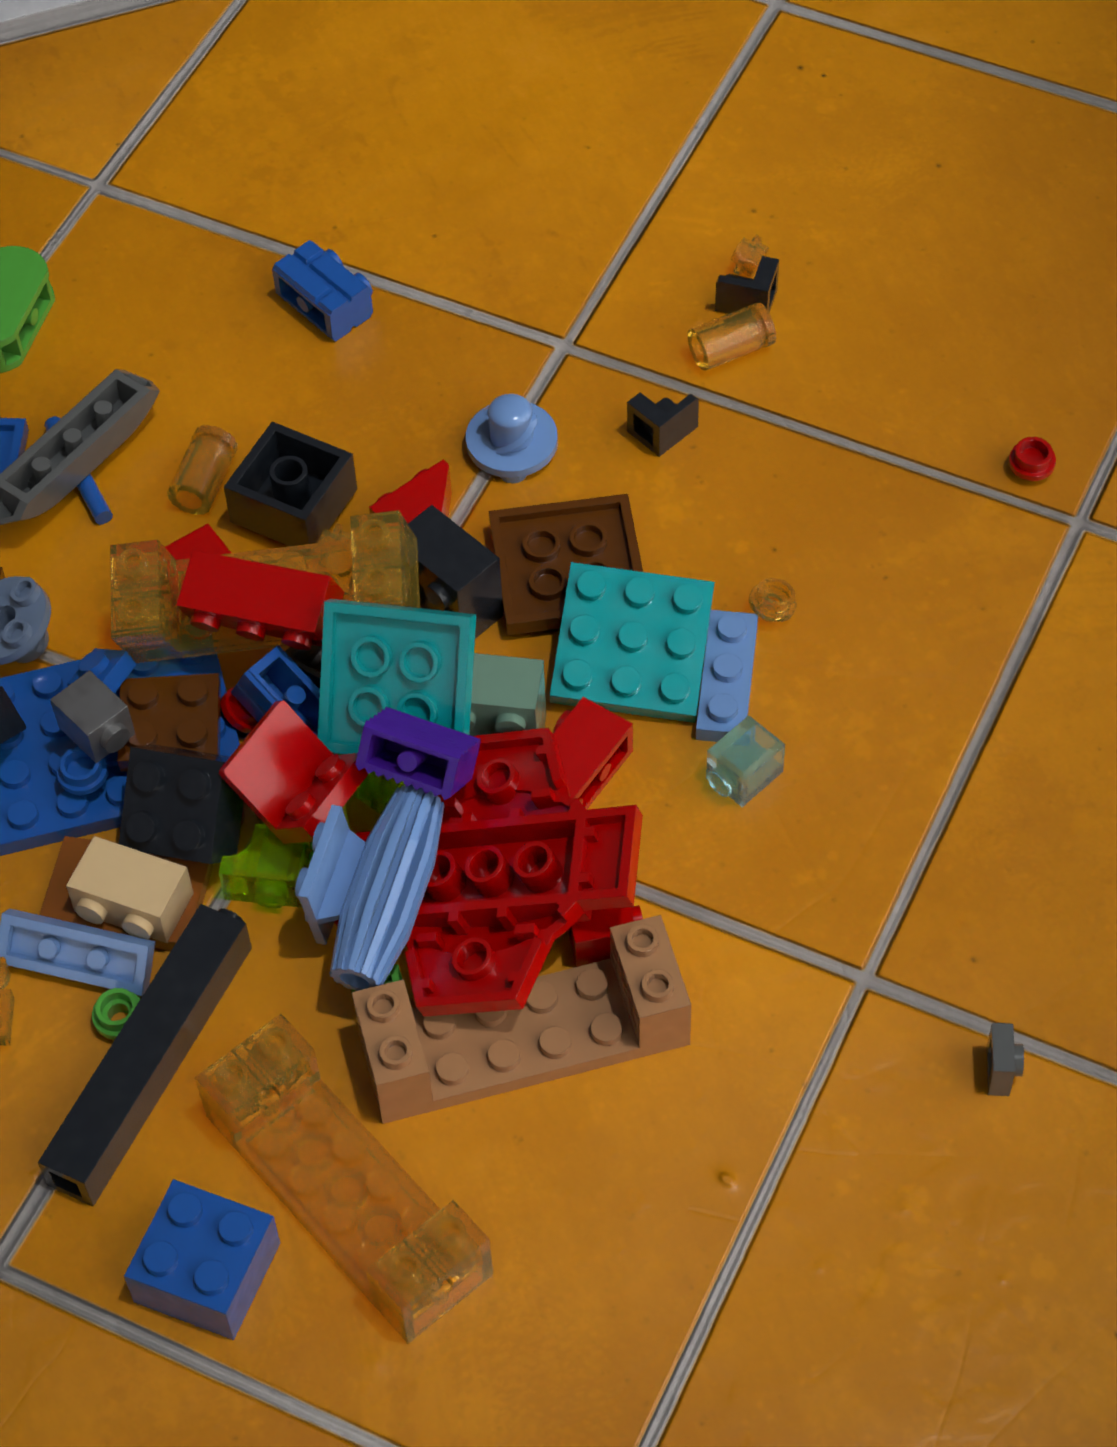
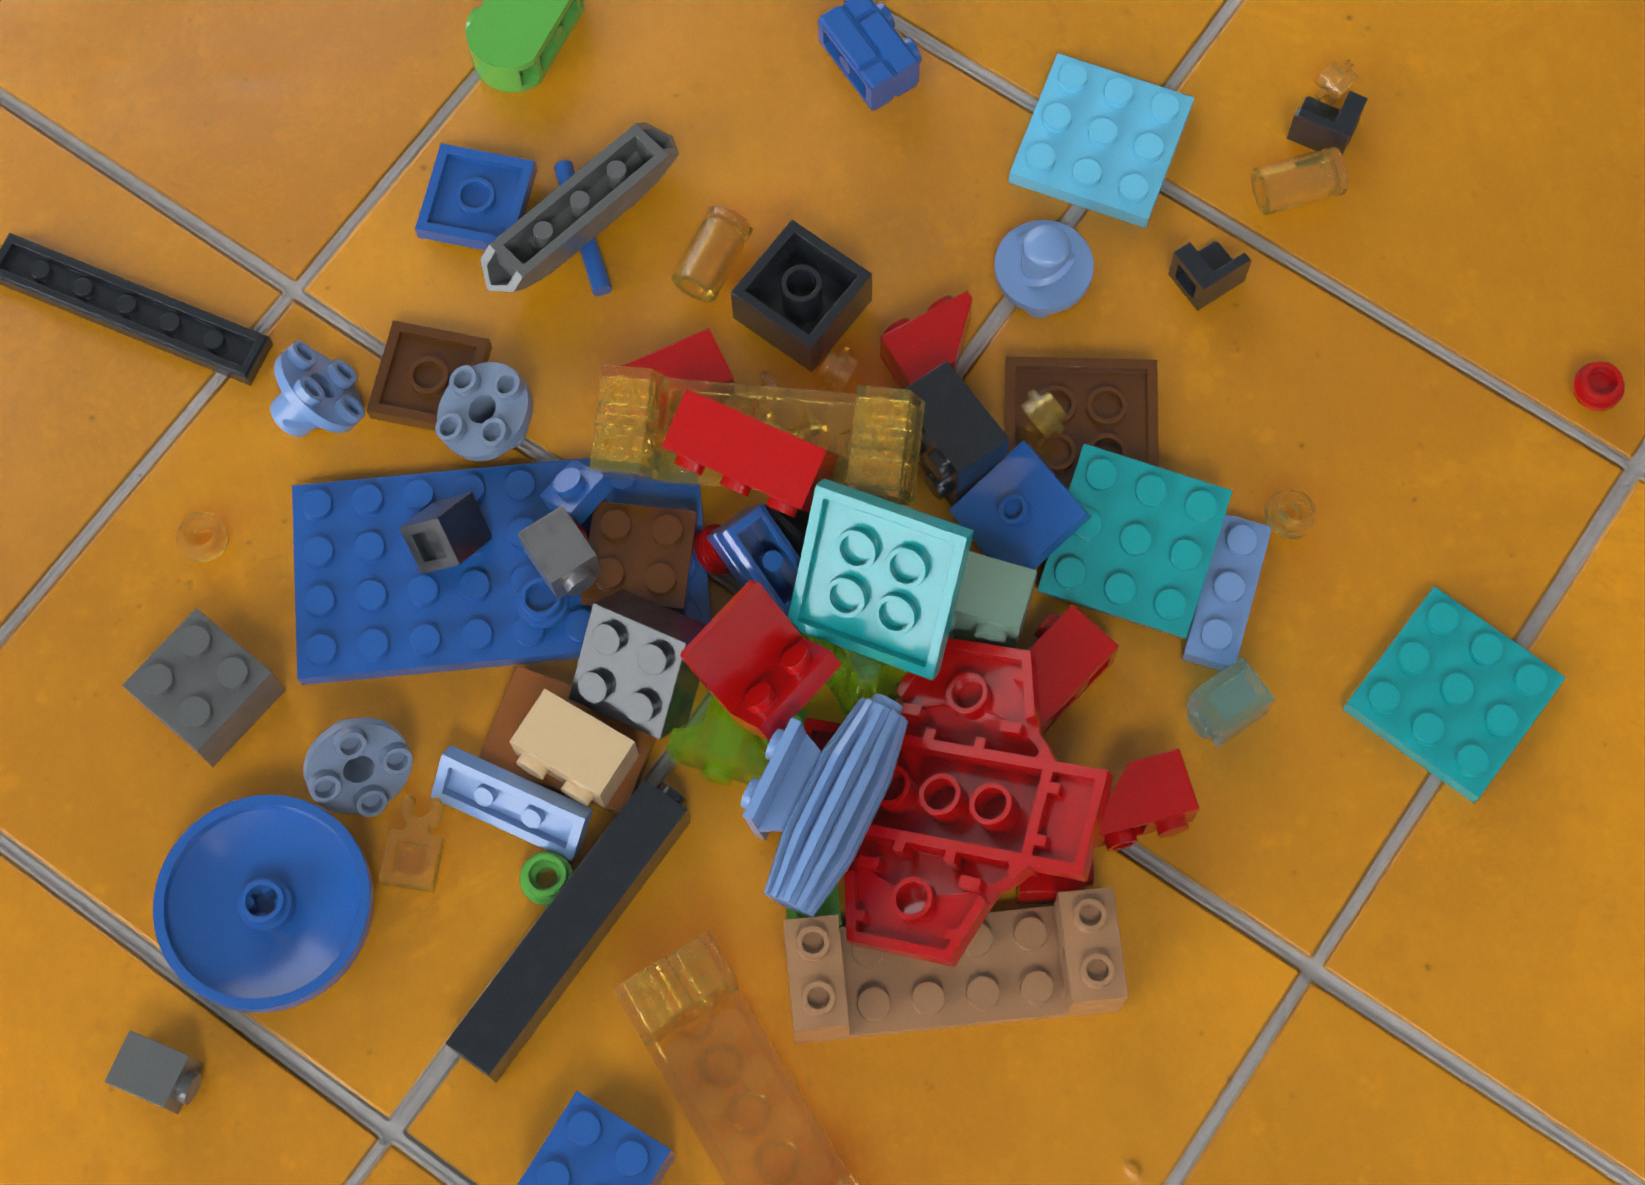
camera: 10 degrees right, 15 degrees up
(417, 752) = (889, 668): dark purple brick -> none
(526, 621) = (1020, 510): none -> blue plate
(530, 545) = (1044, 412): none -> clear yellow plate
(547, 334) = (1101, 140): none -> medium azure plate
(682, 854) = (1148, 798): none -> red slope
(951, 727) = (1454, 694): none -> teal plate
(1003, 1059) = (1438, 1095): dark grey plate -> none

